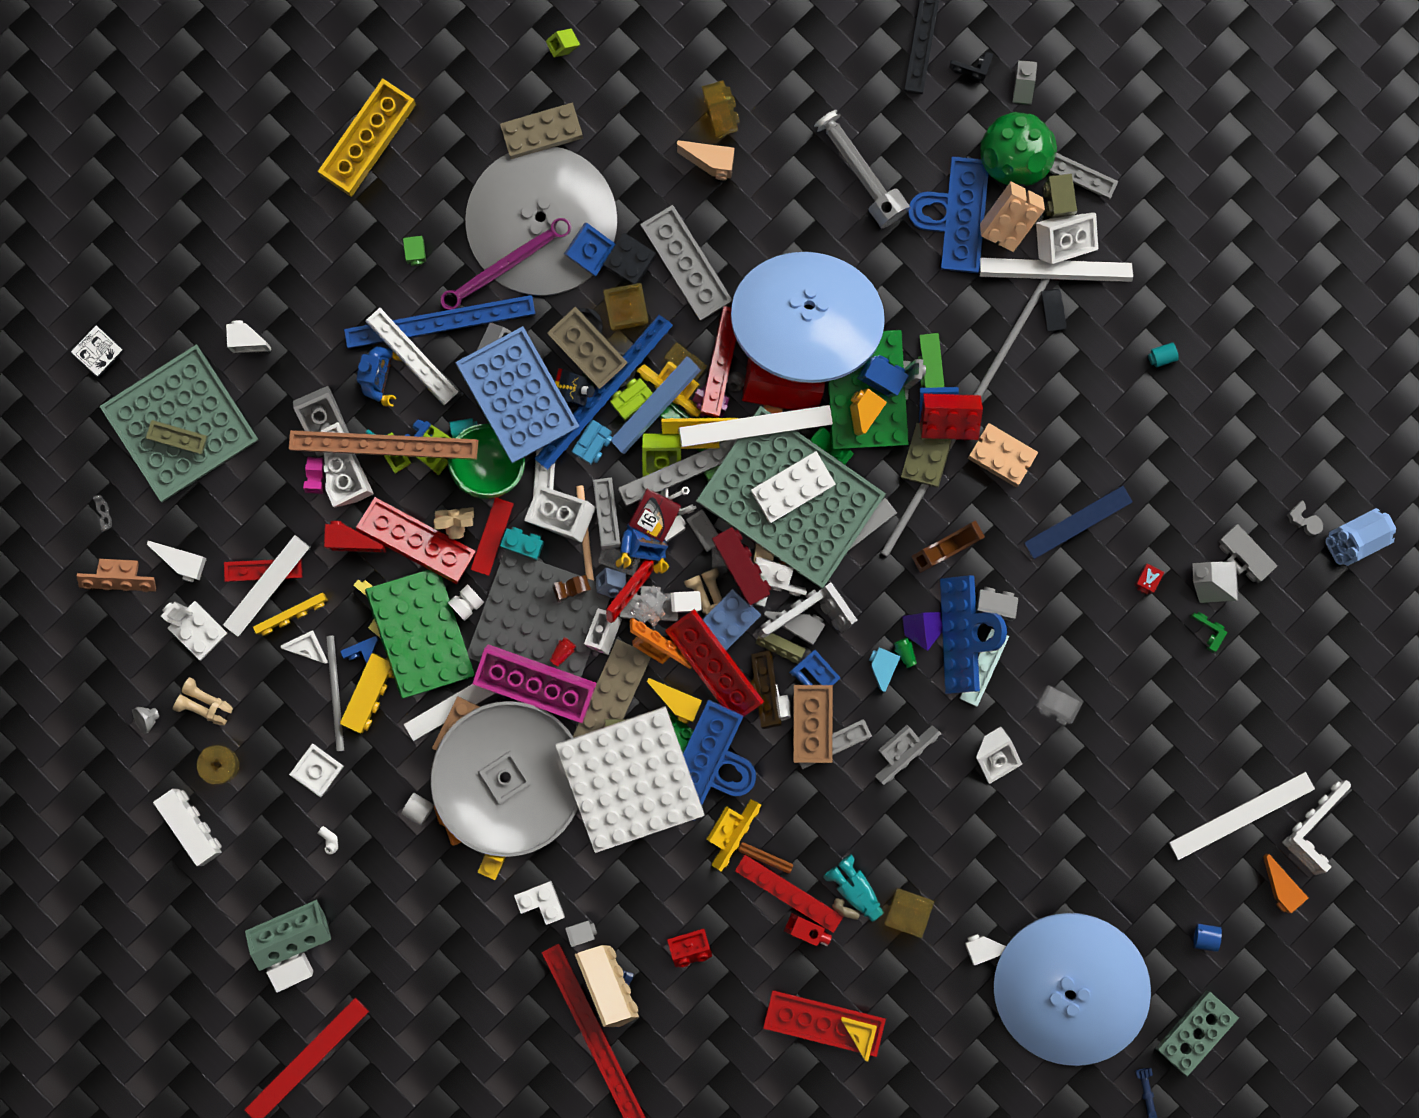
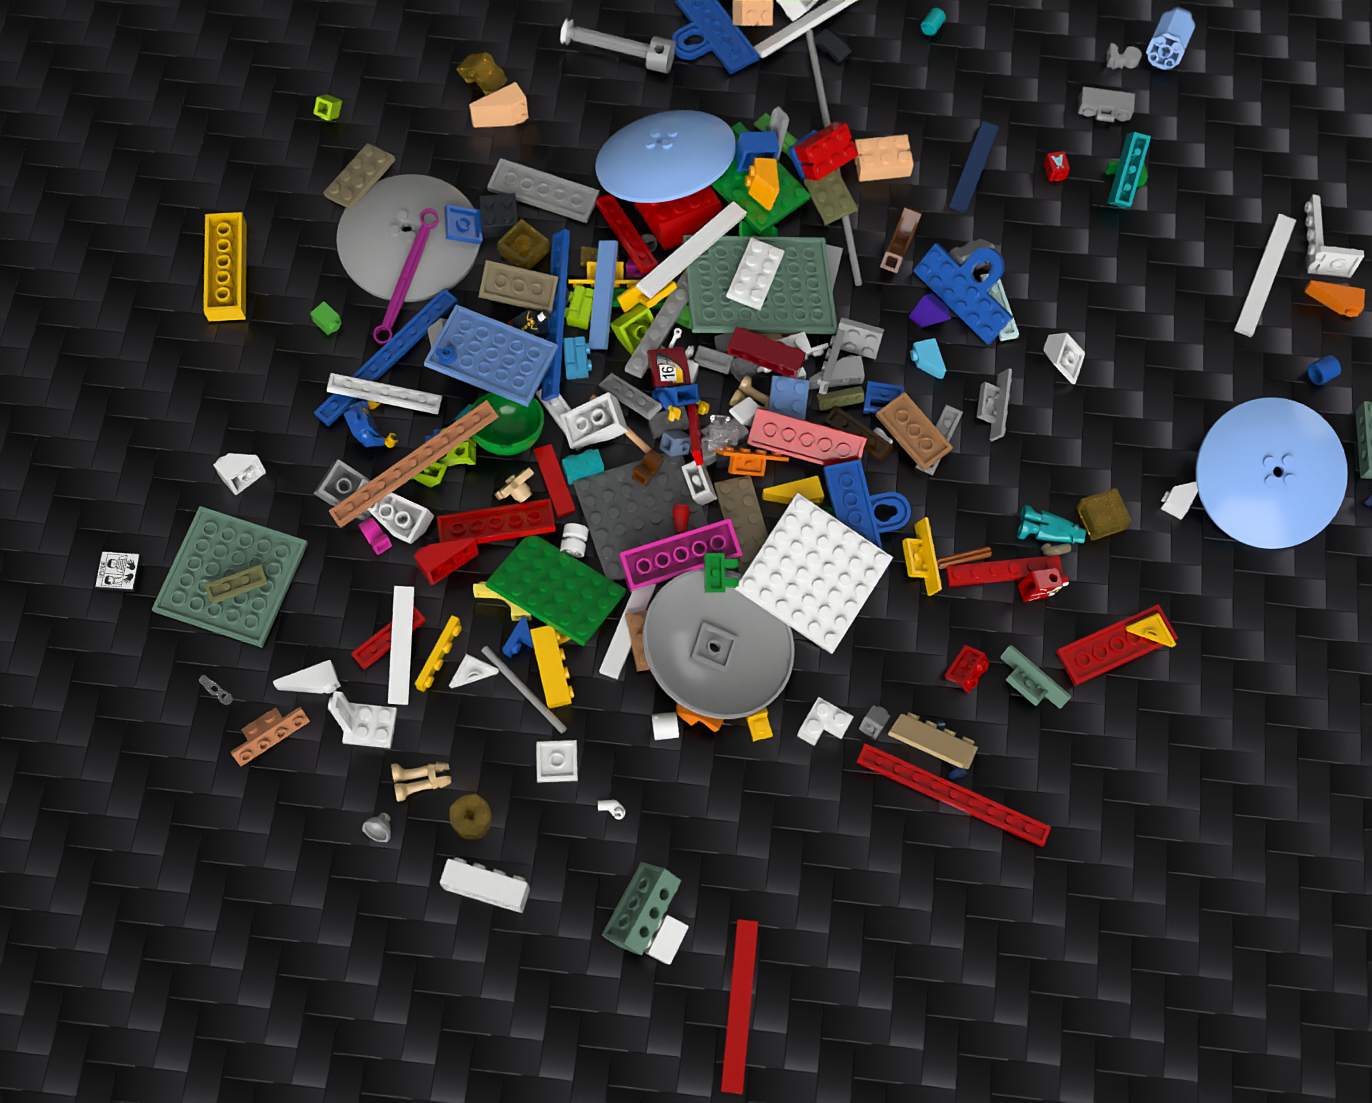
camera: 40 degrees left, 15 degrees down
(472, 372) = (446, 359): none -> blue plate
(546, 722) = (715, 573): none -> green plate
(729, 997) = (1031, 680): none -> sand green bracket
(905, 651) = (932, 332): green cone -> none
(1059, 705) = (1074, 292): clear brick -> none
(1200, 635) = (1129, 169): none -> teal brick
(1215, 581) = (1102, 134): light grey slope -> none

